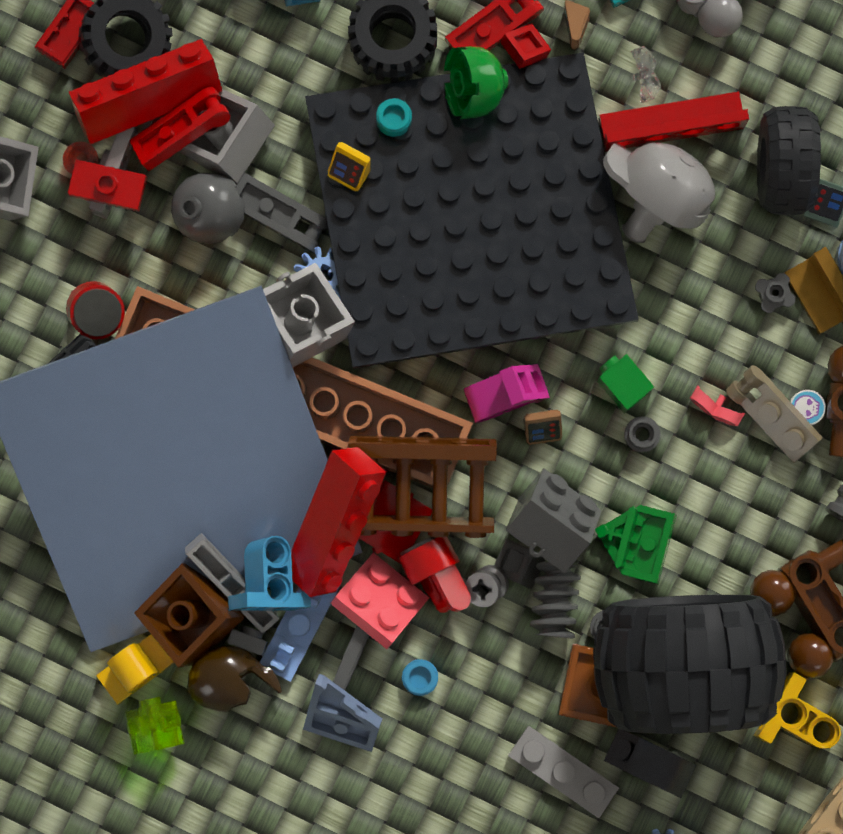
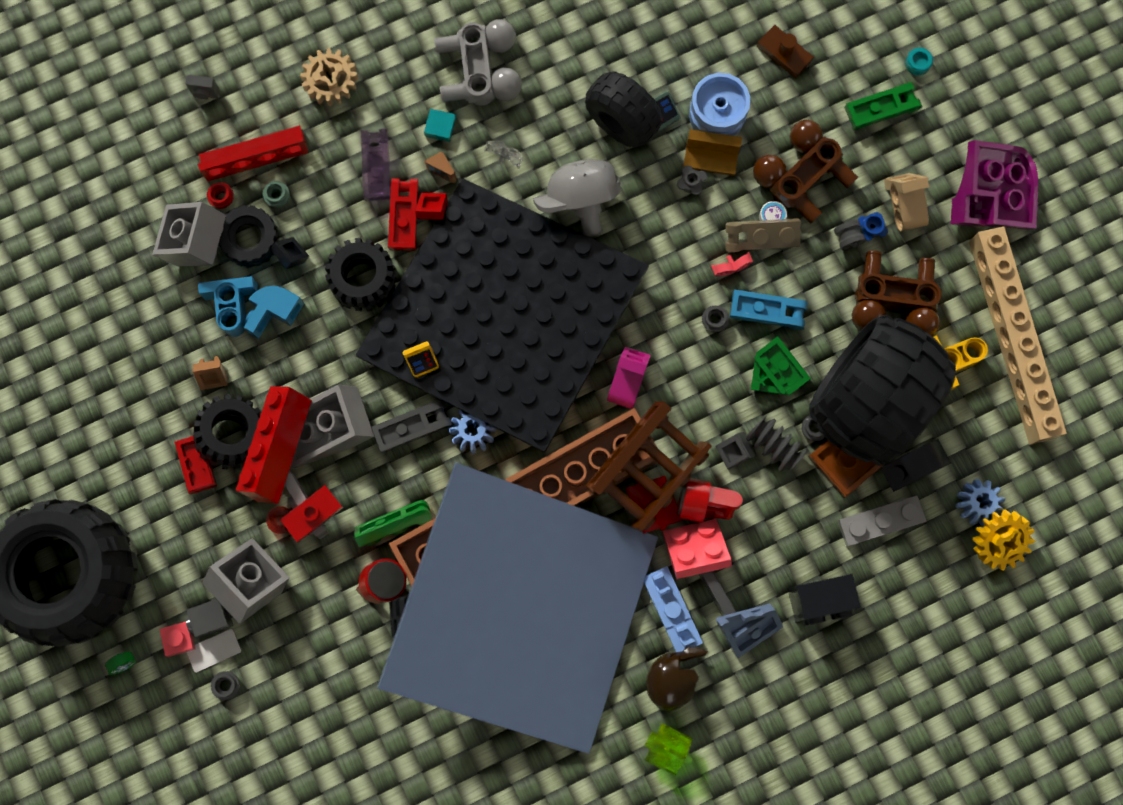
camera: 55 degrees left, 5 degrees down
(134, 668) = (621, 732): yellow tile -> none
(164, 273) = (392, 523): none -> green plate
(180, 127) = (313, 442): red plate -> none
(188, 615) = (616, 672): reddish brown slope -> none
(207, 208) = (374, 465): dark grey cylinder -> none
(226, 577) = (616, 630): light grey piece -> none
(249, 640) = (658, 648): dark grey plate -> none
(272, 572) = (632, 603): dark azure tile -> none
(307, 313) = (491, 450): light grey brick -> none
(335, 520) = (632, 534): red brick -> none
(394, 117) = (412, 312): teal tile -> none
(420, 677) = (760, 562): dark azure tile -> none
(428, 770) = (824, 597): none -> black brick
(475, 81) = (430, 248): green cylinder -> none
(493, 580) = (733, 472): flat silver wheel -> none
(543, 427) = (665, 372): slope -> none
(554, 519) = (729, 404): dark grey brick -> none
(624, 382) = (677, 304): green brick -> none
(673, 121) = (545, 158): red fence -> none
(696, 481) = (768, 309): none -> dark azure plate

